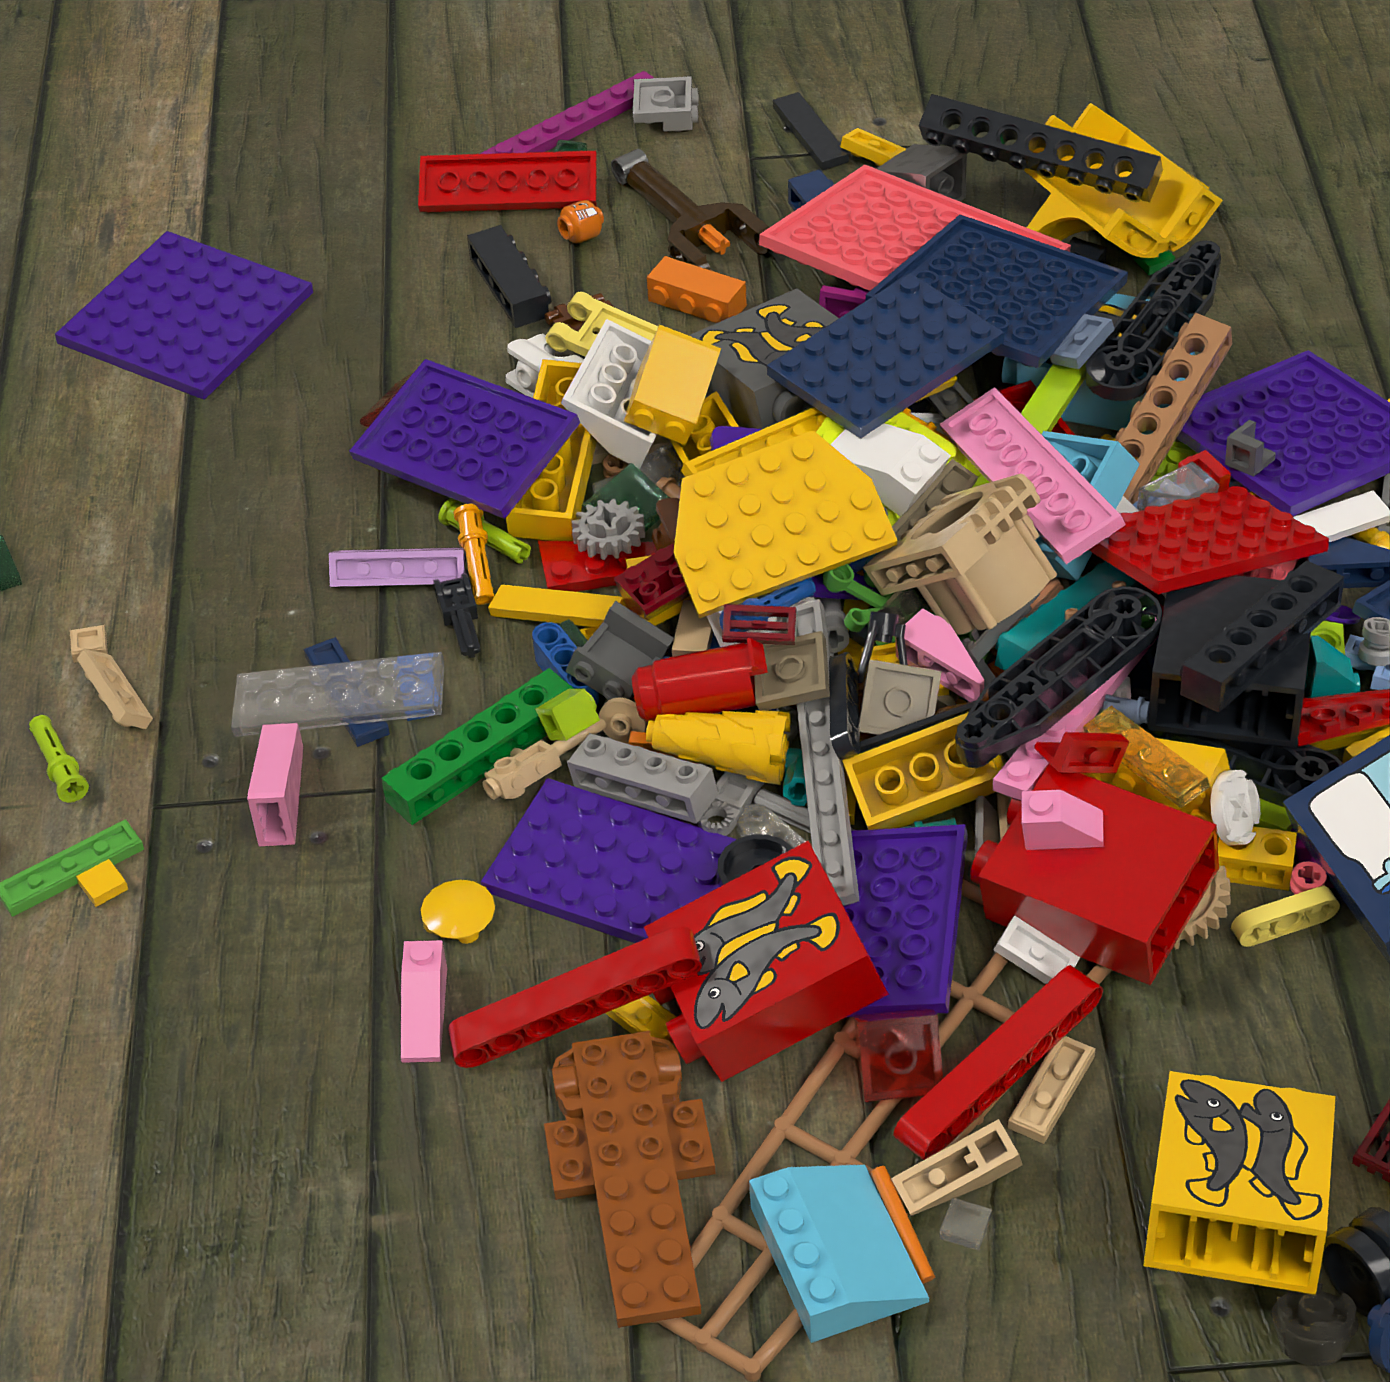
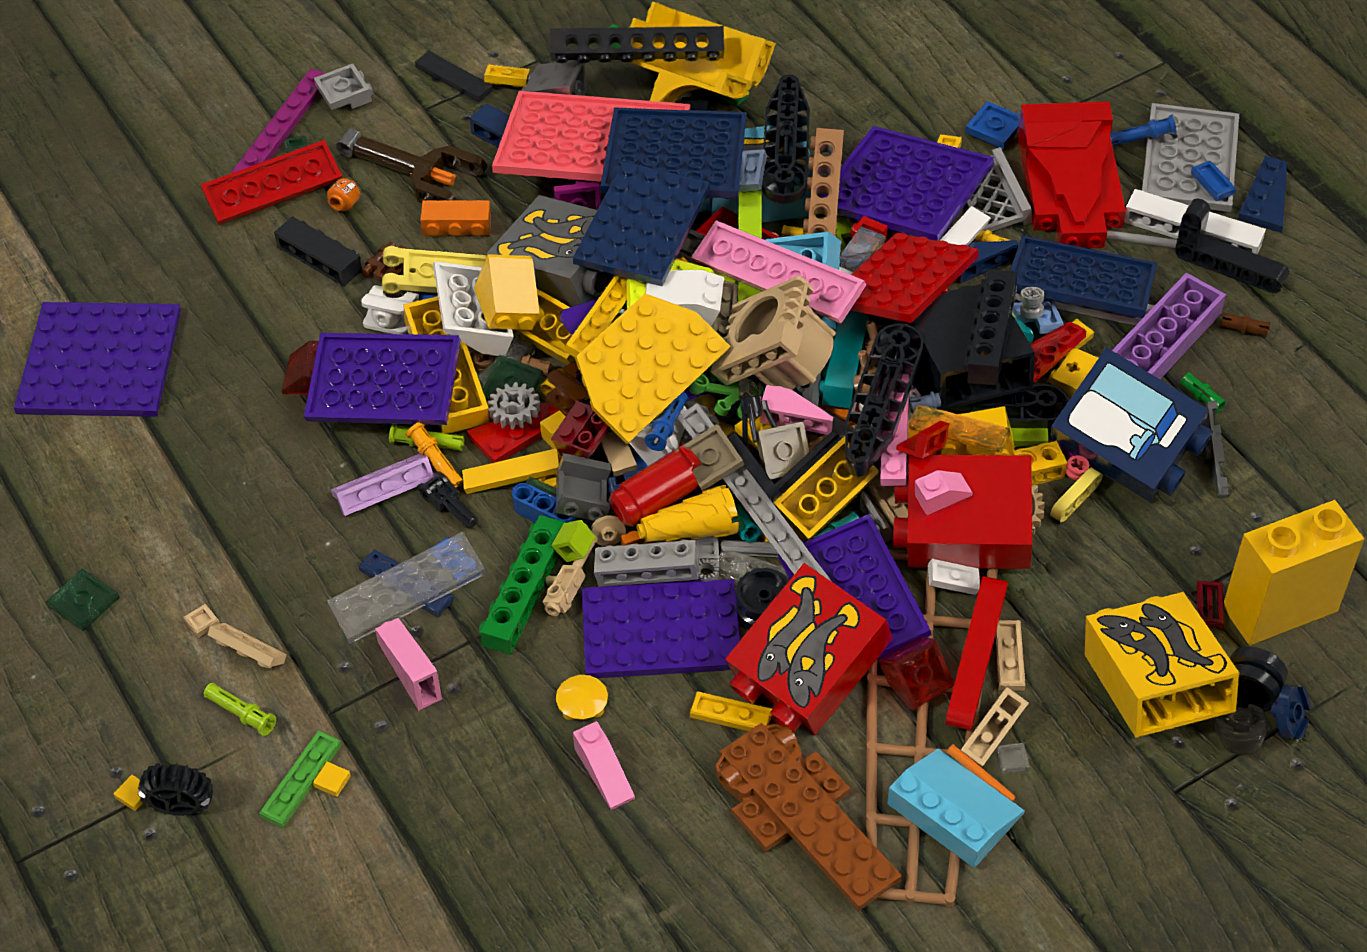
camera: 30 degrees left, 5 degrees up
(574, 997) = (707, 722): red beam -> none
(764, 611) = (659, 441): dark red tile -> none
(1235, 807) = (1022, 437): white tile -> none
(1246, 452) = (891, 209): dark grey panel -> none

